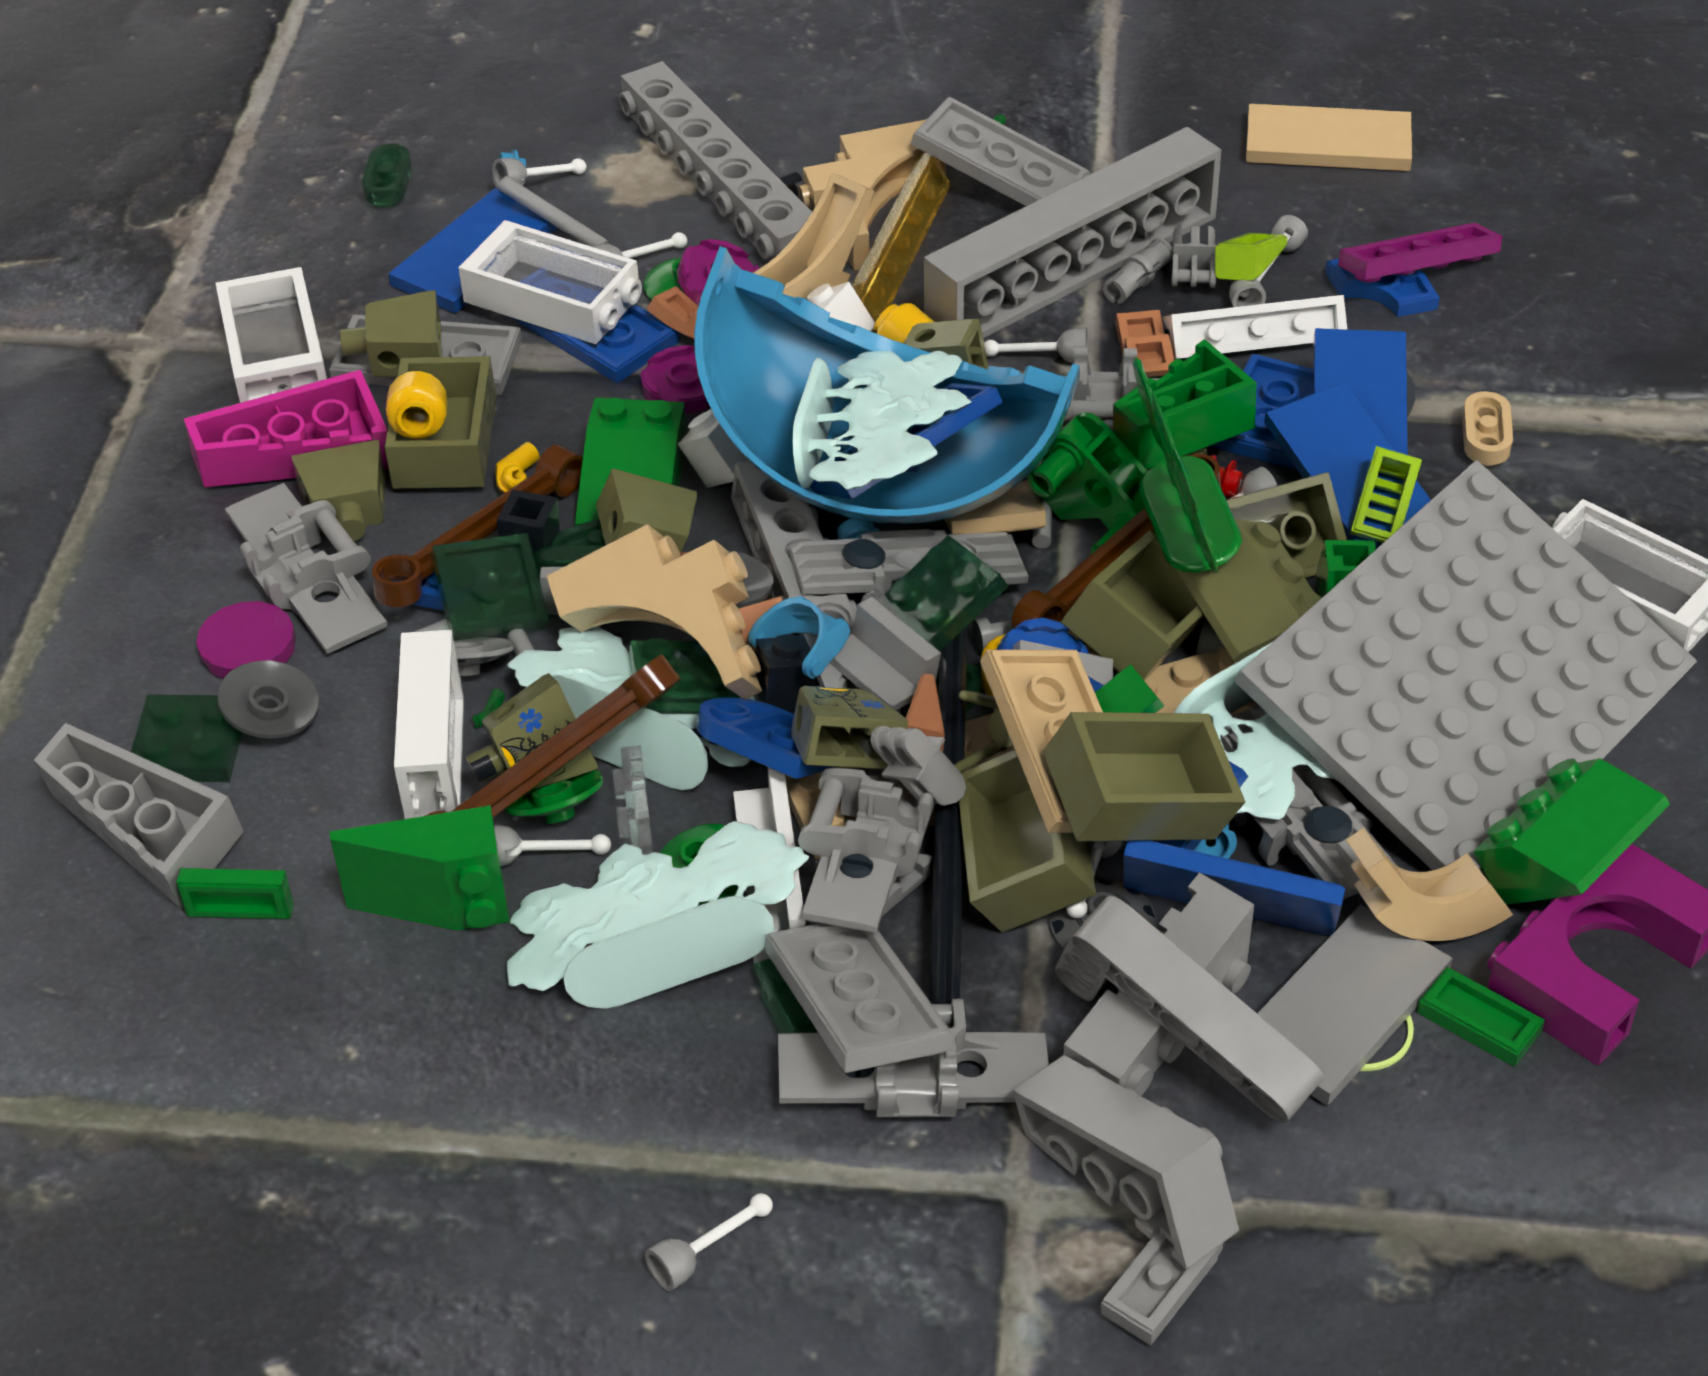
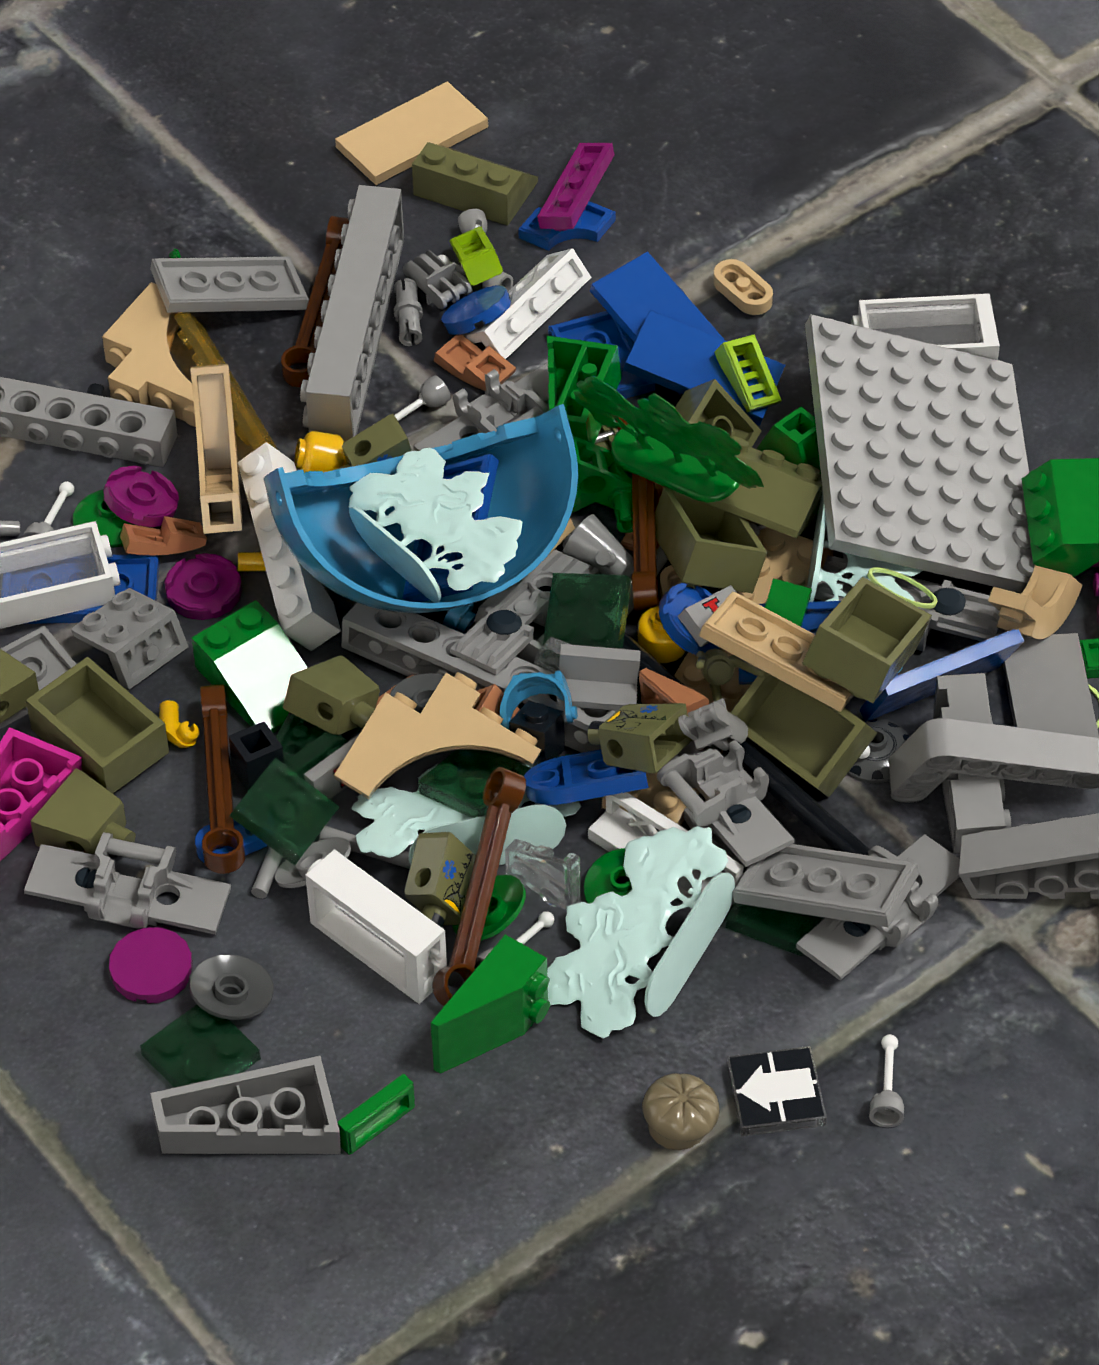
camera: 45 degrees left, 5 degrees up
(416, 405) = (98, 723): yellow head -> none
(477, 1100) = (680, 1110): none -> dark tan piece
(565, 375) = (135, 635): none -> light grey bracket
(596, 1161) = (776, 1091): none -> tile
(1048, 550) = (599, 548): none -> light grey piece
(1193, 298) = (480, 305): none -> blue tile
(1262, 789) = (908, 579): none -> yellowish green piece
(1329, 198) = (470, 182): none -> olive slope

